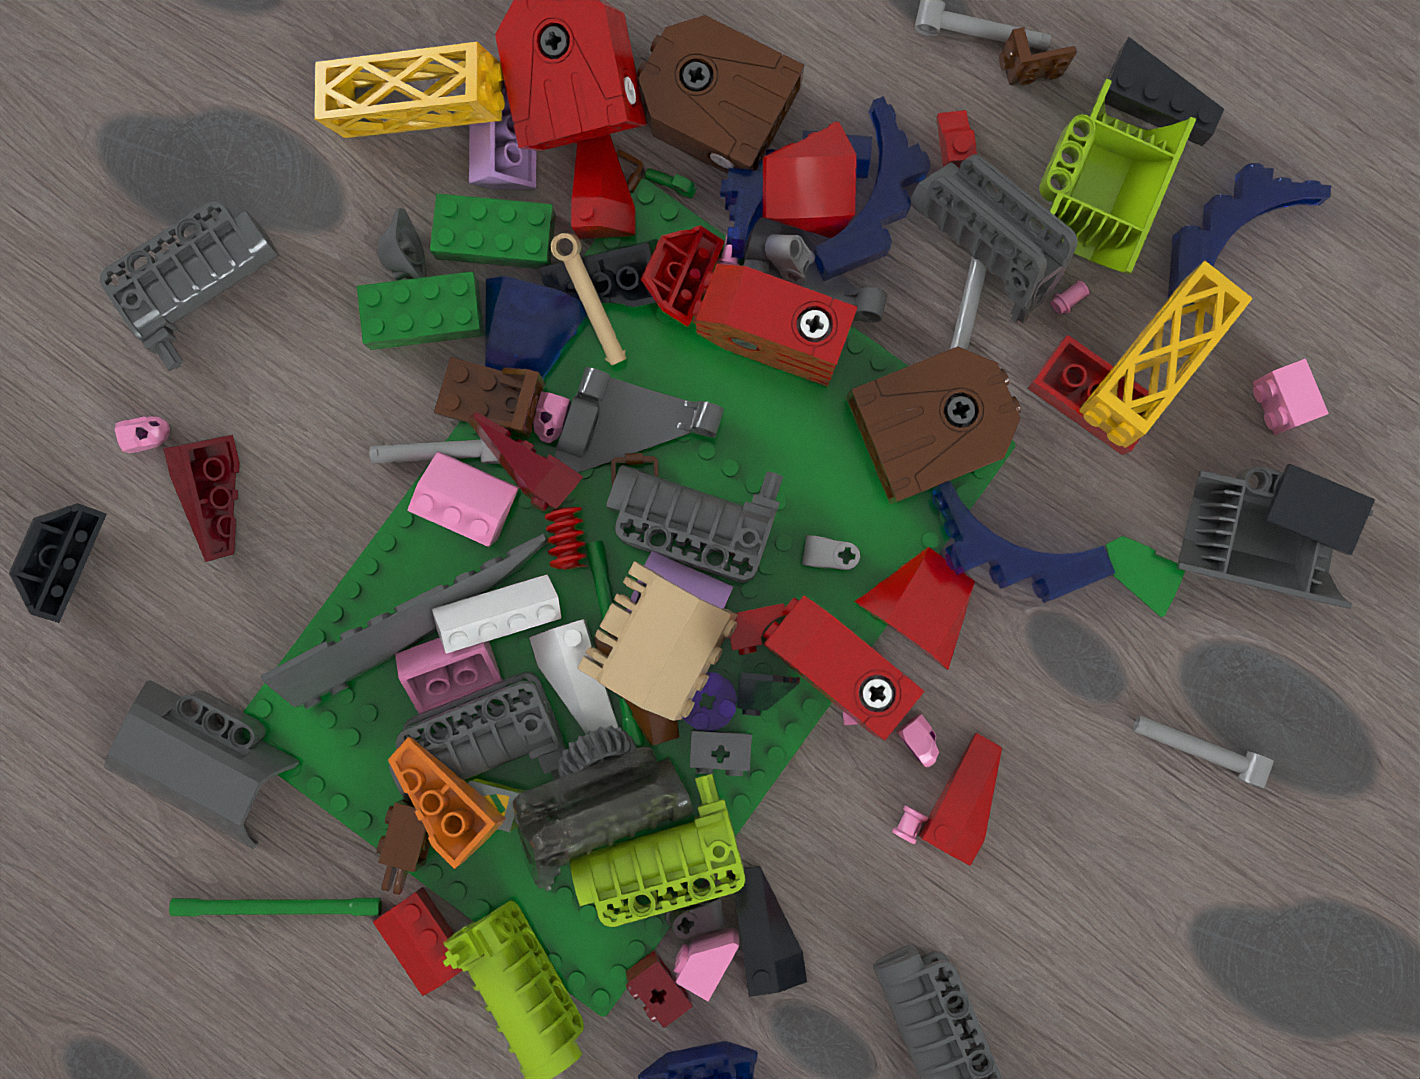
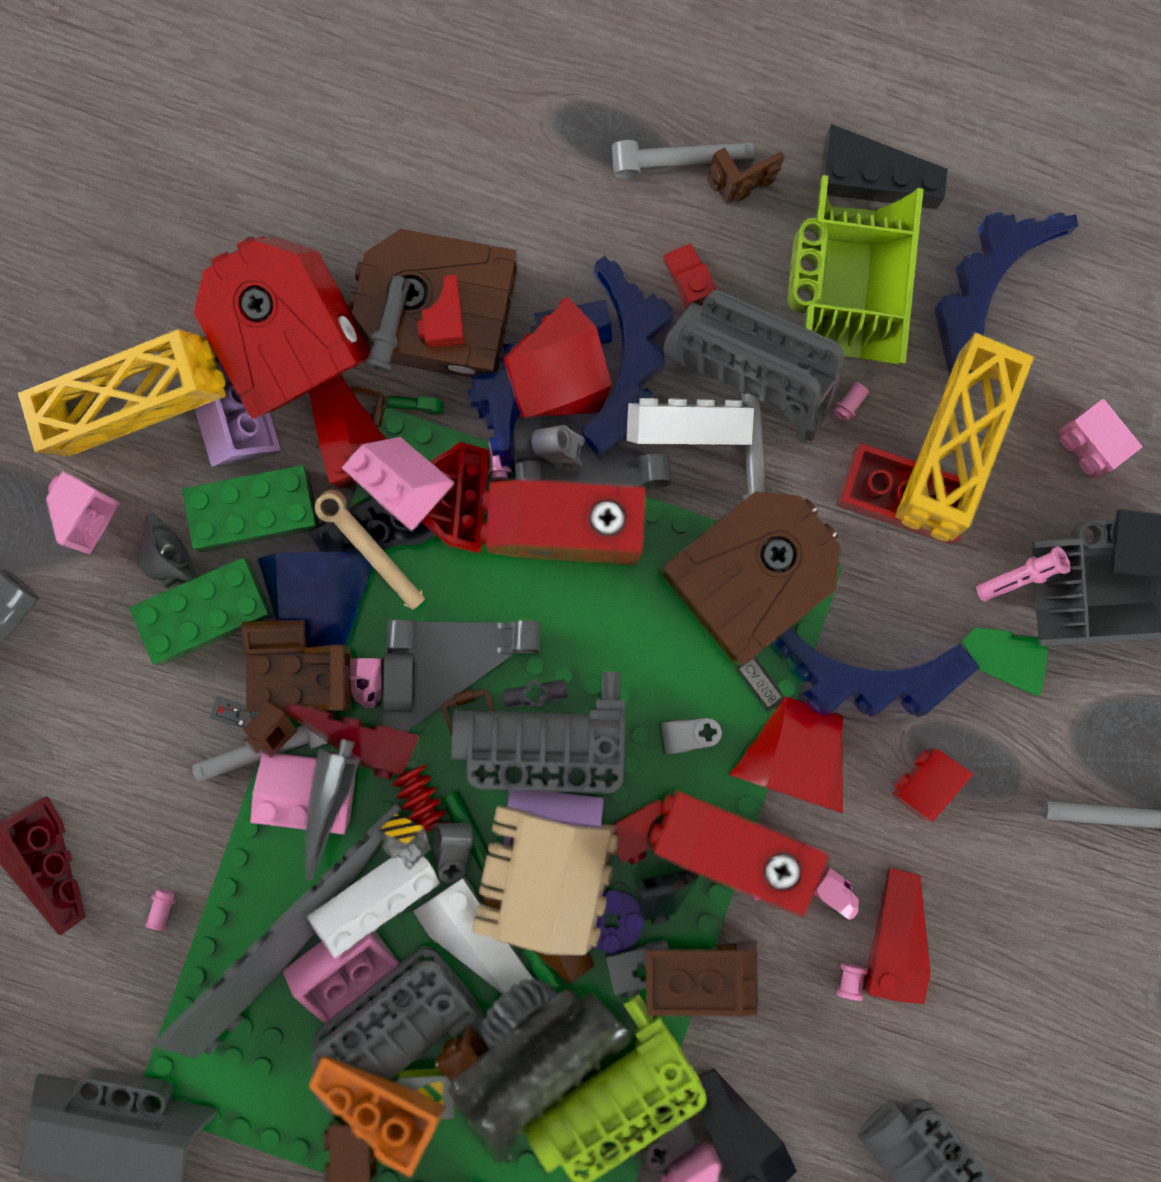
camera: 25 degrees left, 0 degrees up
(302, 567) = (160, 909): none -> bright pink pin
(338, 185) = (78, 512): none -> bright pink slope
(424, 415) = (231, 713): none -> dark grey sticker
(448, 433) = (269, 730): none -> reddish brown brick
(478, 351) = (274, 637): none -> reddish brown tile
(488, 499) = (329, 789): none -> dark grey piece
(533, 774) = (460, 1054): none -> reddish brown brick
(541, 568) = (404, 840): none -> clear brick
(581, 590) = (451, 850): none -> dark grey piece
(634, 238) = (398, 478): none -> bright pink slope
(660, 109) = (385, 339): none -> dark grey pin
(716, 477) = (518, 696): none -> axle
(719, 106) = (443, 321): none -> red arch
(773, 778) = (703, 981): none -> reddish brown bracket
(908, 527) = (761, 683): none -> clear smoke sticker
(916, 271) = (689, 423): none -> white brick
(1037, 666) = (931, 784): none -> red slope
(1193, 498) = (1034, 571): none -> bright pink pin

